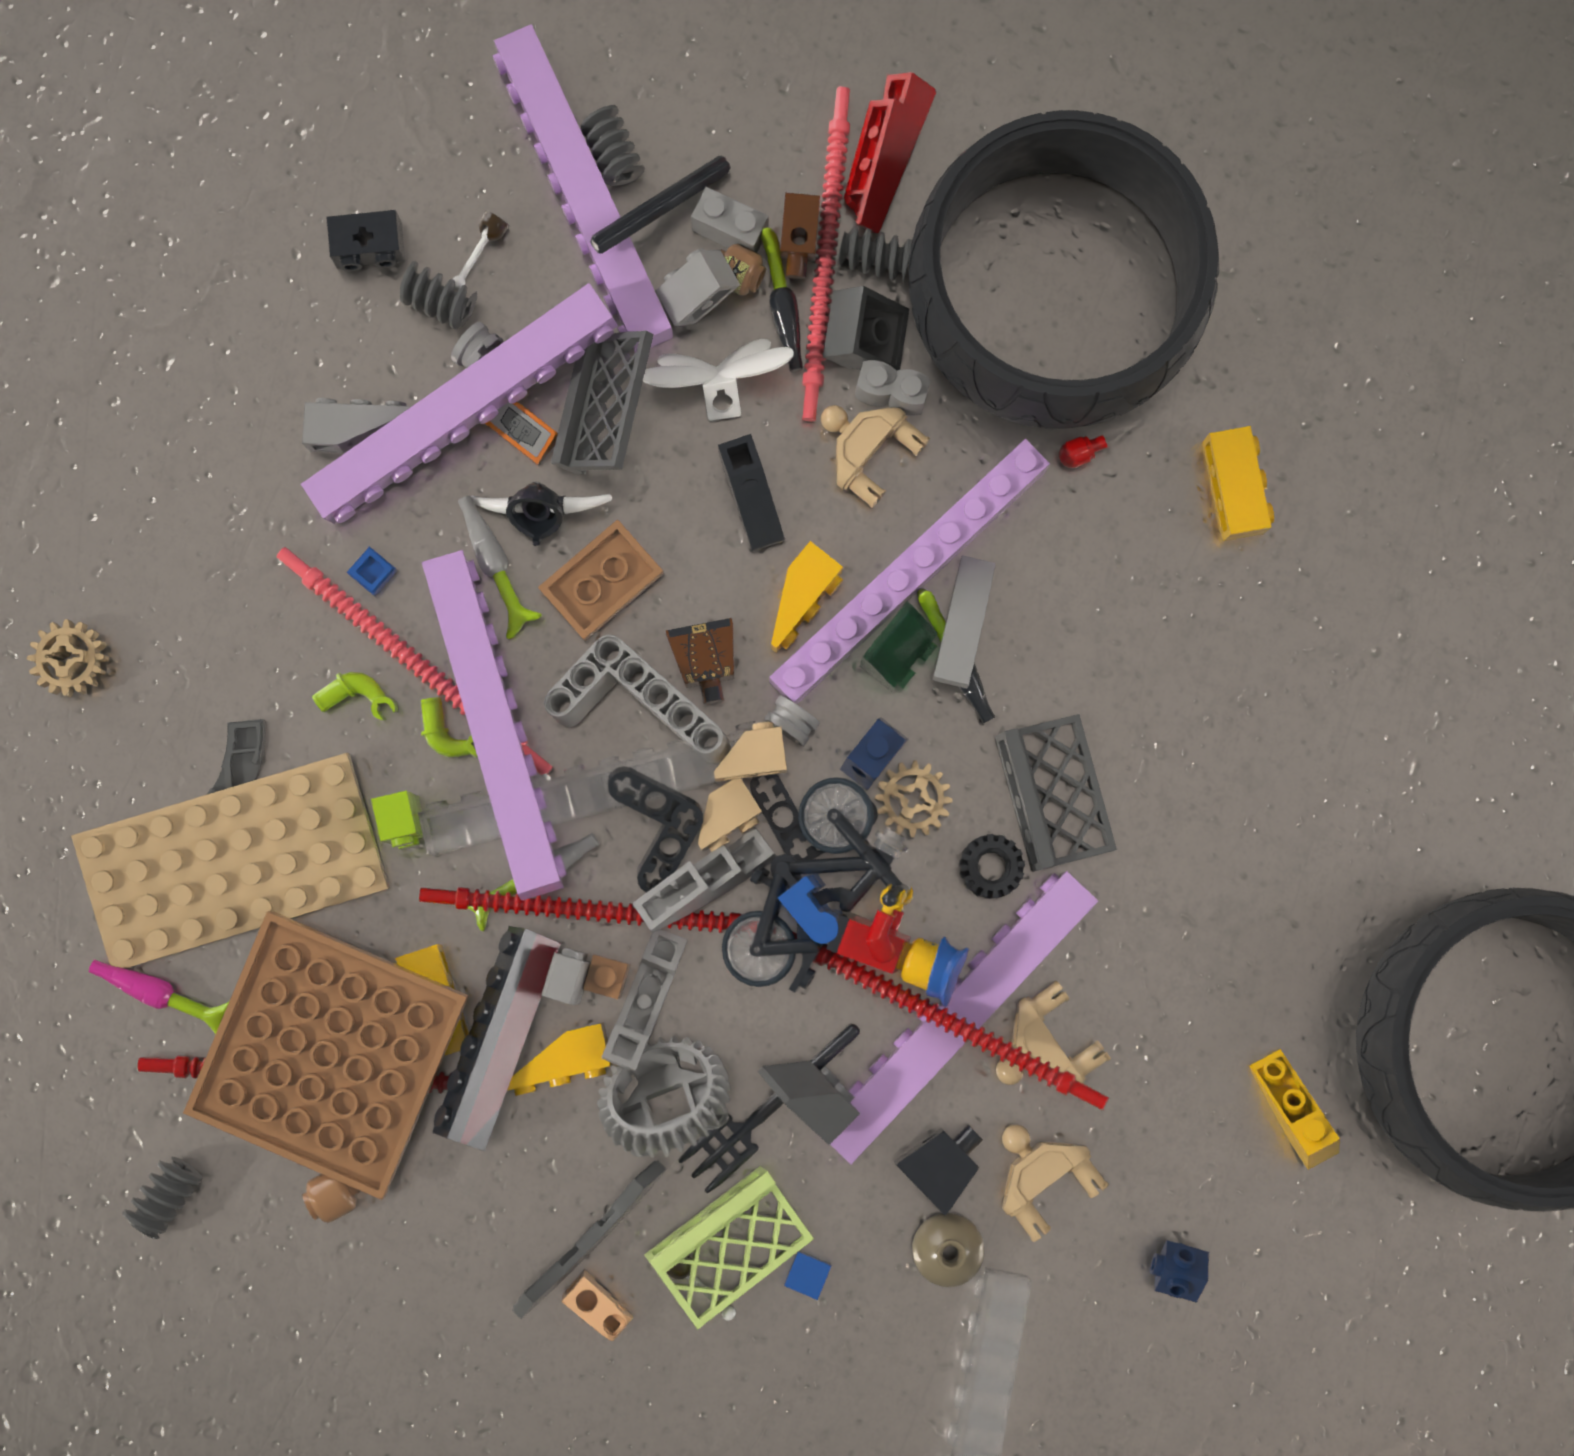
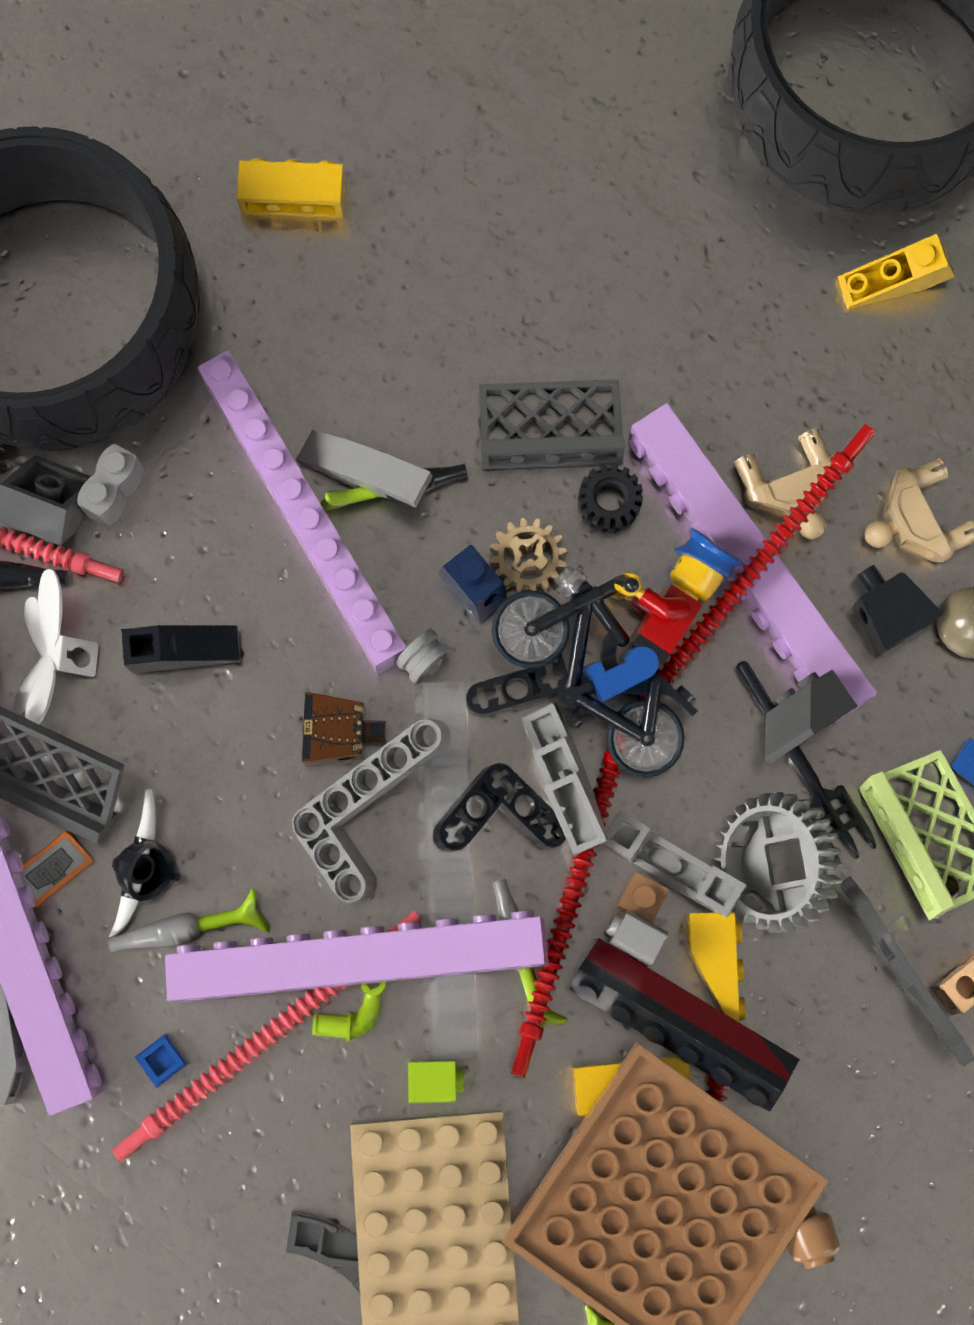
camera: 75 degrees left, 5 degrees down
(349, 685) = (277, 1106): lime piece -> none
(601, 580) = (232, 819): medium nougat plate -> none
(726, 811) = (499, 740): tan slope -> none
(754, 754) = (451, 694): tan slope -> none
(806, 582) = (288, 616): yellow slope -> none
(862, 440) = (157, 529): tan connector -> none
(899, 648) = (375, 536): clear green slope -> none
(1080, 450) = (221, 324): red cylinder -> none

